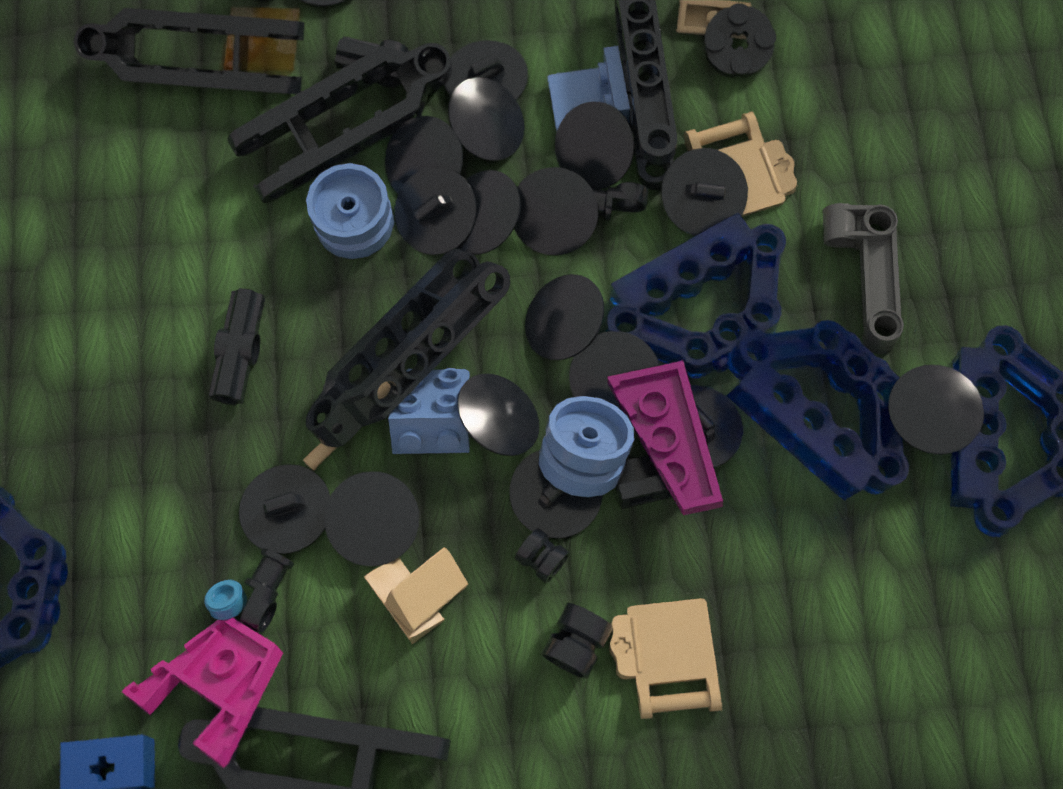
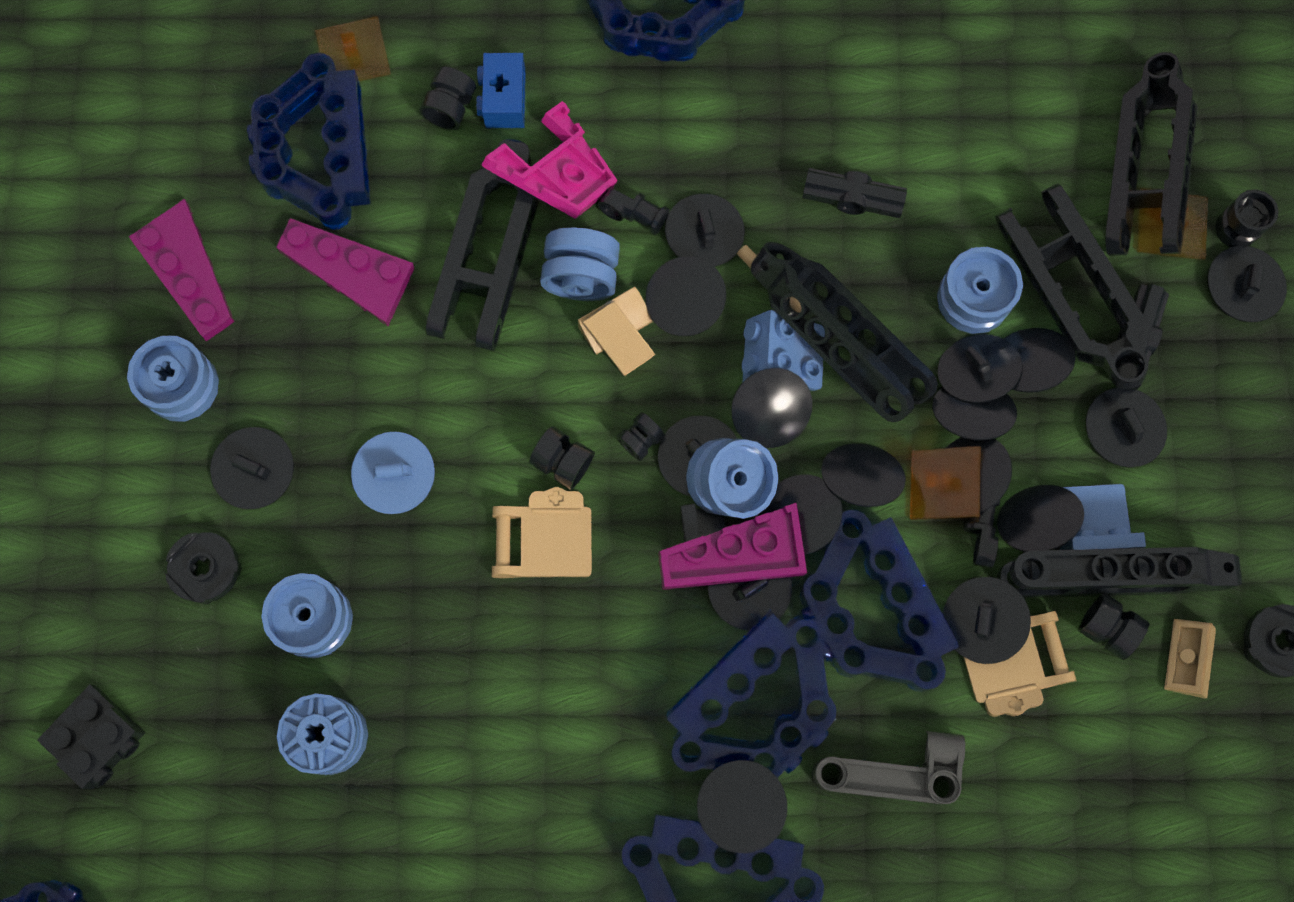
camera: 90 degrees right, 5 degrees up
(225, 599) = (629, 179): dark azure tile -> none
(342, 640) = (580, 264): none -> medium blue wheel
(486, 119) = (1073, 419): black shield -> none
(565, 236) = (945, 483): none -> clear orange piece
(695, 78) = (1118, 629): none -> black wheel
(739, 20) = (1158, 698): black plate -> none

